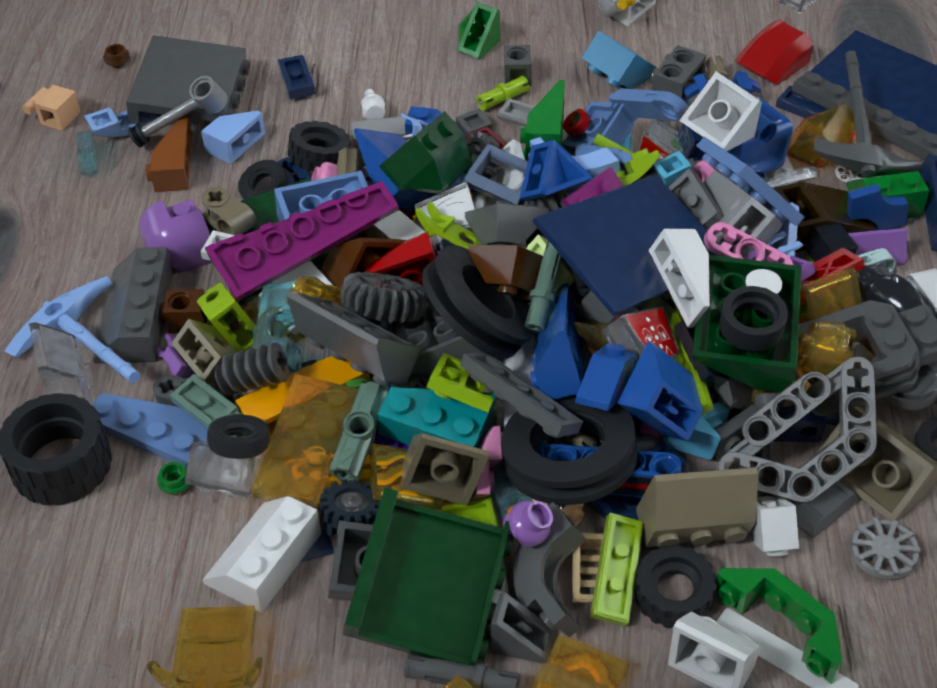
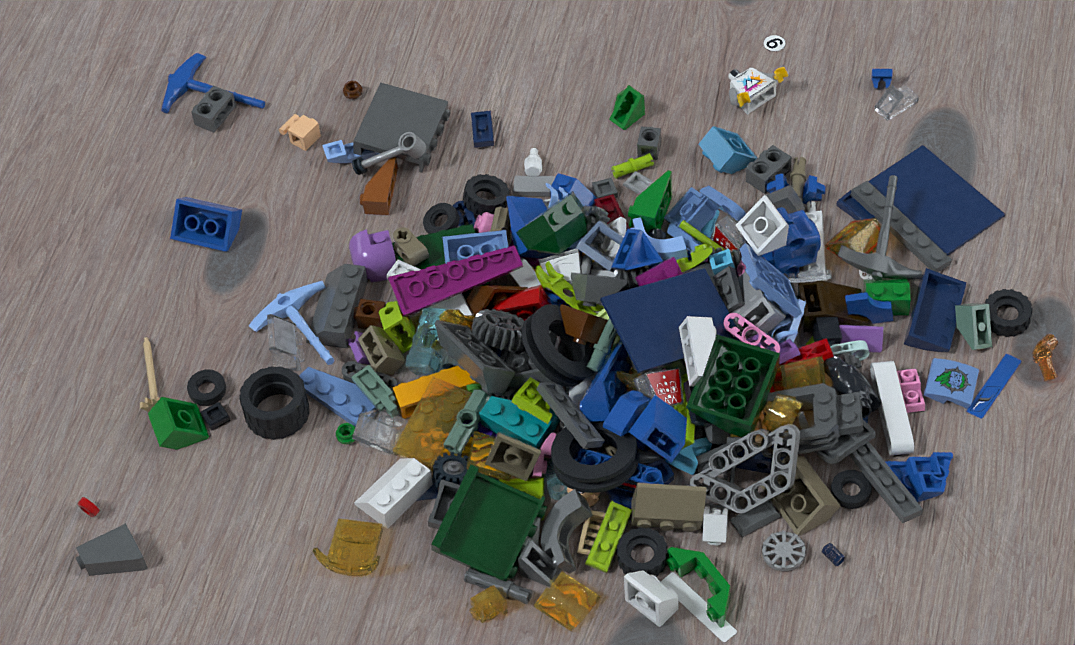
camera: 15 degrees right, 5 degrees up
(86, 152) = (320, 175): clear light blue piece -> none
(224, 445) = (389, 422): black tyre -> none
(232, 135) = (426, 175): light blue slope -> none
(252, 369) = (406, 368): dark grey piece -> none
(529, 522) = (556, 500): medium lavender animal -> none
(576, 123) = (675, 204): red tile -> none
(758, 299) = (730, 402): black tyre -> none
(765, 279) = (749, 361): white sticker -> none
(776, 52) = (849, 159): red slope -> none

